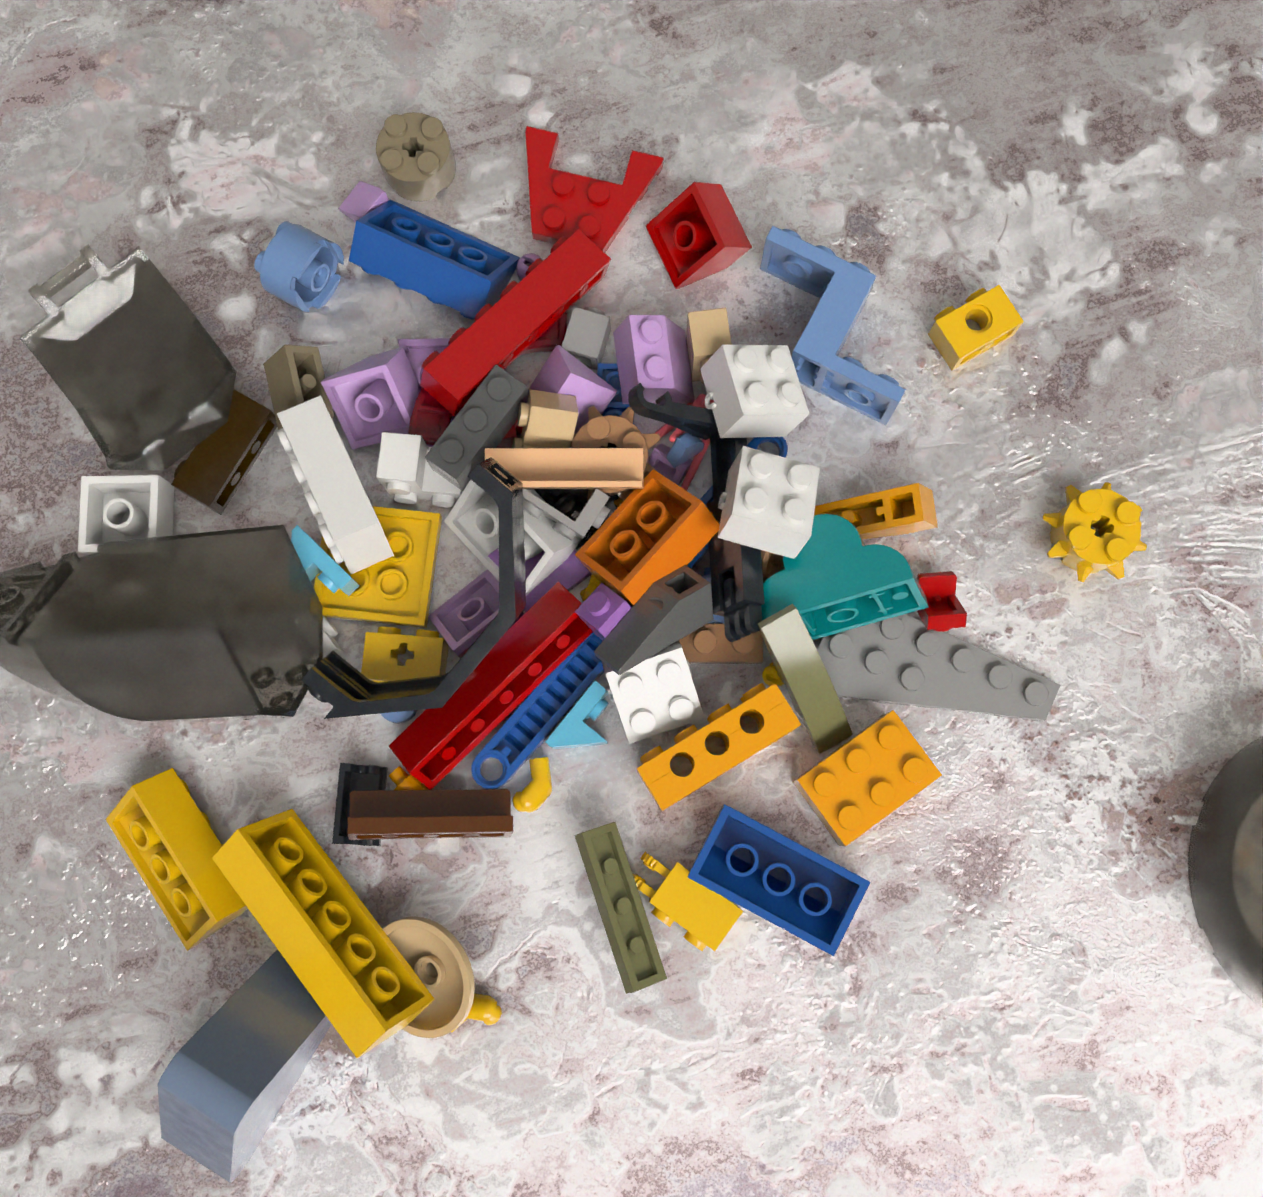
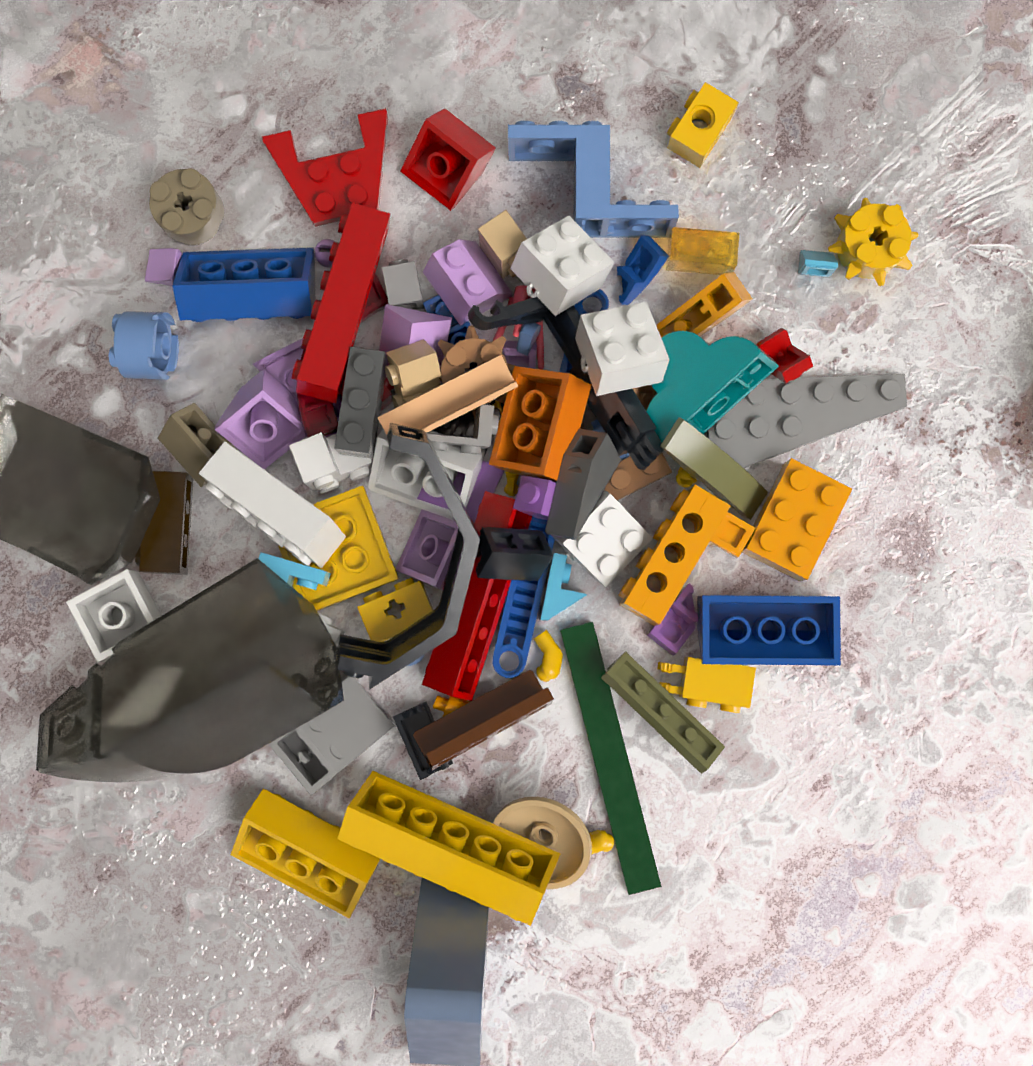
camera: 30 degrees left, 5 degrees up
(269, 752) = (332, 739): none -> light grey slope
(542, 930) = (610, 759): none -> dark green tile
(548, 657) = (512, 554): none -> black hinge
(686, 821) = (677, 623): none -> medium lavender slope
(789, 757) = (732, 535): none -> light orange panel
(838, 438) = (640, 268): none -> blue slope
(909, 452) = (702, 251): none -> clear yellow brick
(1024, 525) = (817, 263): none -> medium azure slope

